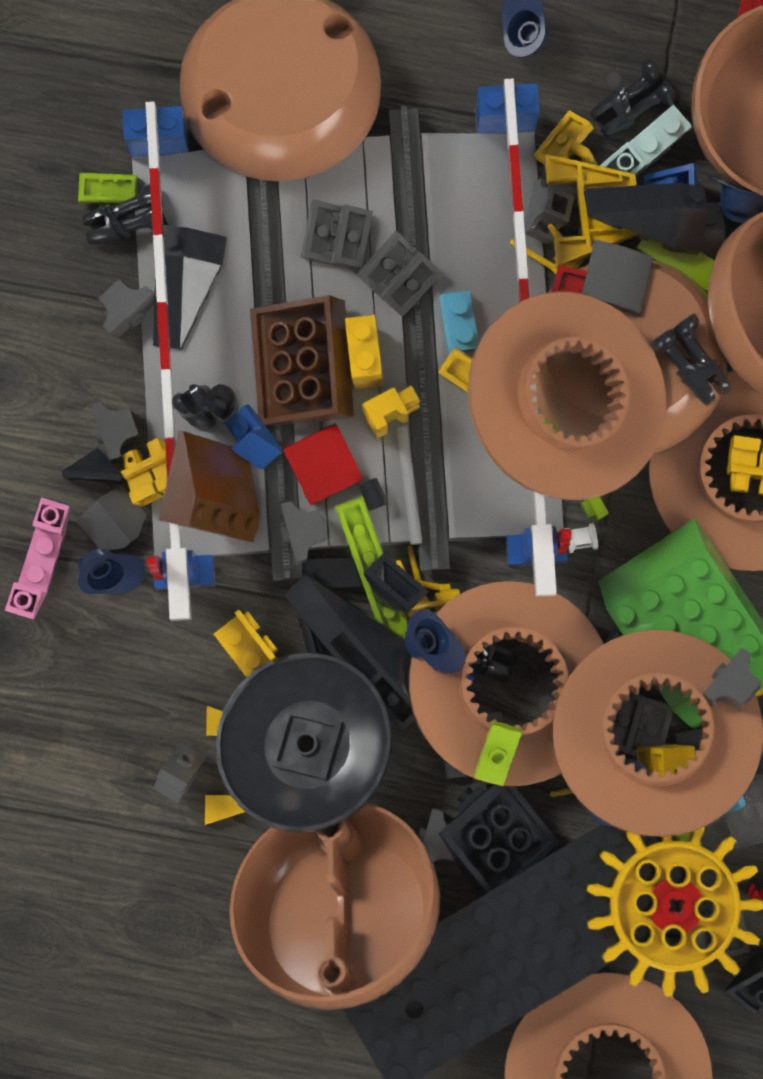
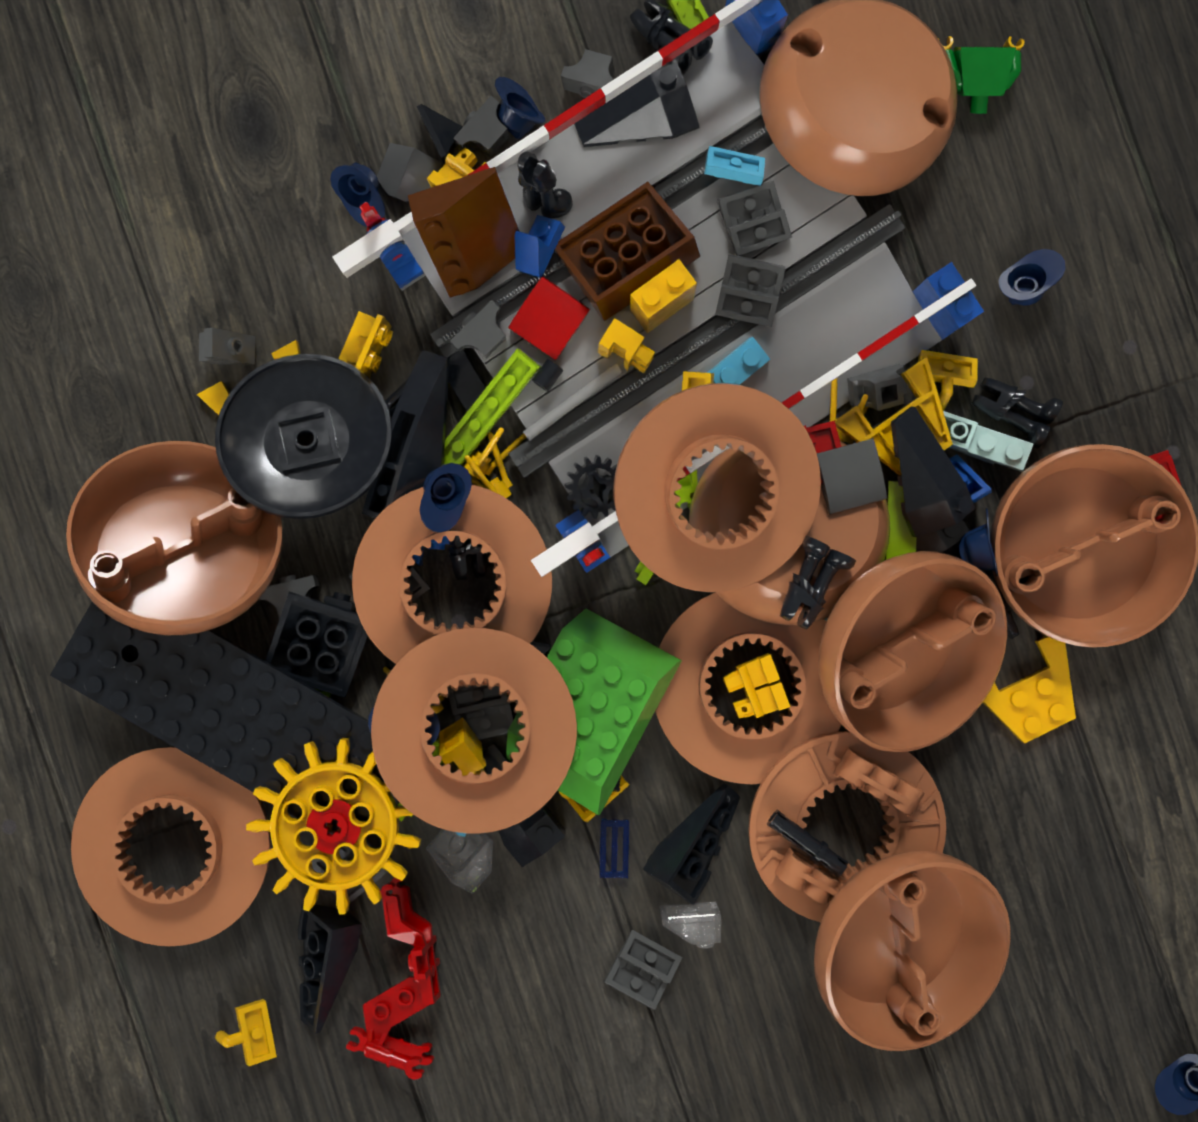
camera: 60 degrees right, 5 degrees up
(41, 559) = (336, 133): bright pink slope -> none
(114, 388) = (517, 108): none -> dark blue piece
(281, 225) = (734, 166): none -> medium azure plate
(394, 585) = (479, 436): black slope -> none
(497, 753) = (382, 603): lime plate -> none
(499, 495) = (583, 490): none -> black gear
(583, 538) = (613, 573): white bush -> none
(733, 682) = (551, 771): dark grey brick -> none

